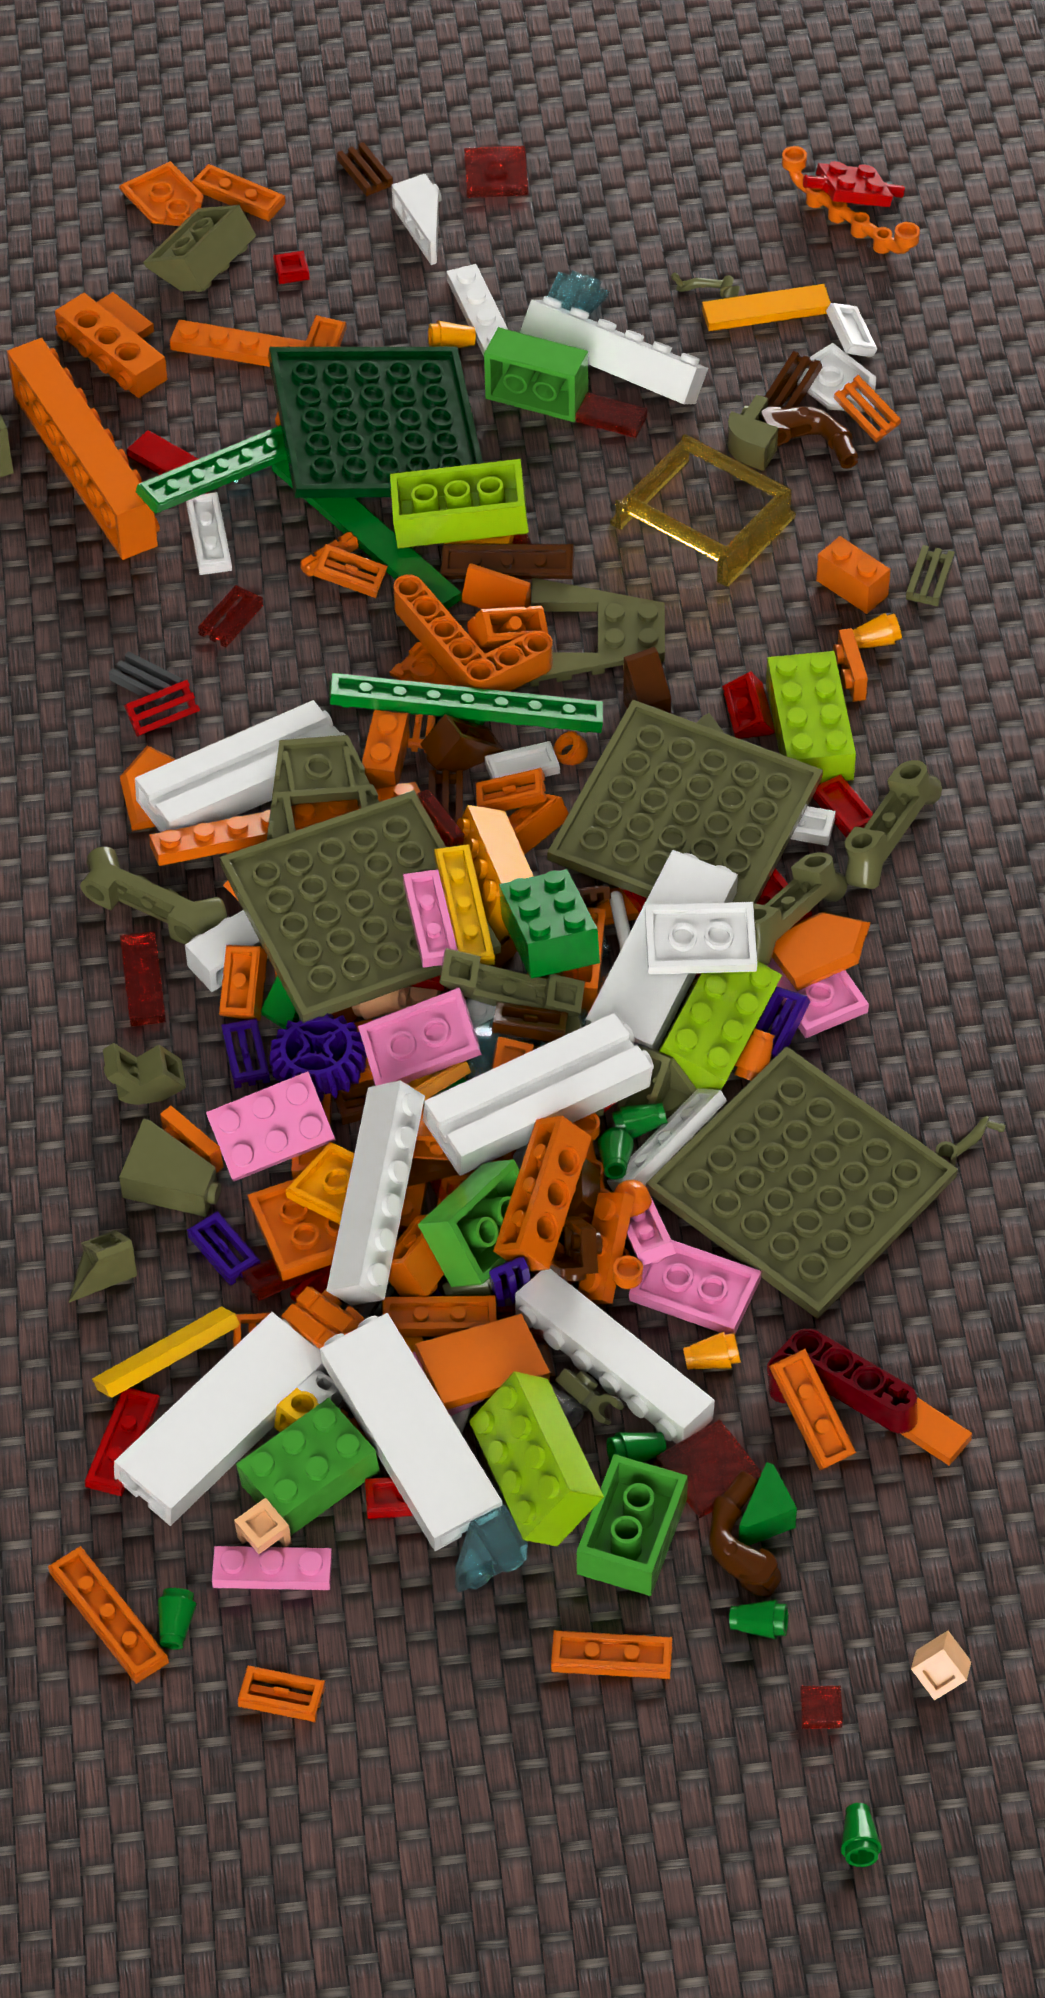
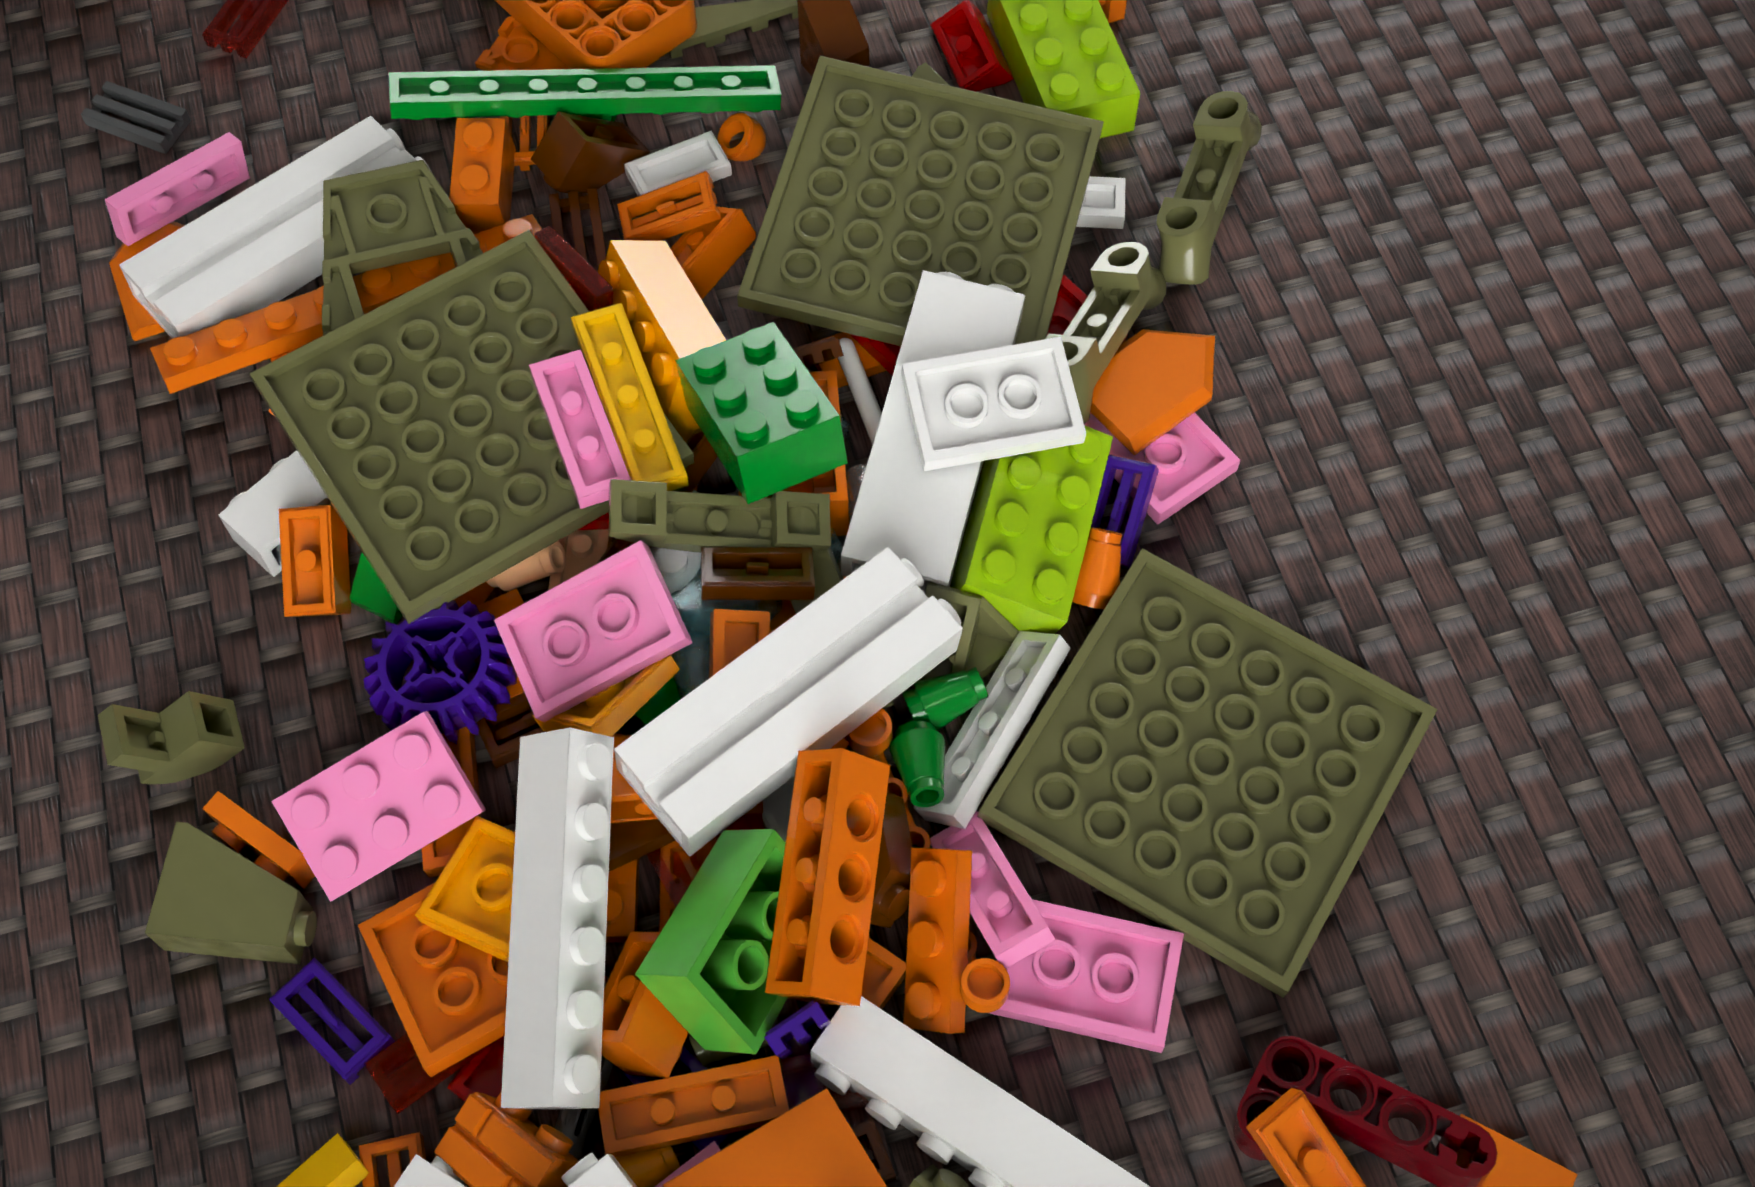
camera: 10 degrees left, 10 degrees up
(104, 1263) = (138, 1083): olive slope -> none
(109, 884) = (102, 432): olive plate -> none
(142, 979) = (165, 573): clear red tile -> none
(174, 732) = (177, 189): none -> bright pink plate
(188, 697) = (195, 134): red tile -> none
(250, 1075) = (345, 709): dark purple tile -> none
(580, 1250) = (902, 973): reddish brown bracket -> none
(642, 1196) = (966, 833): orange piece -> none
(713, 1353) = (1138, 1092): light orange cone -> none
(849, 807) = (1145, 176): red tile -> none
(952, 1151) = (1417, 674): olive piece -> none

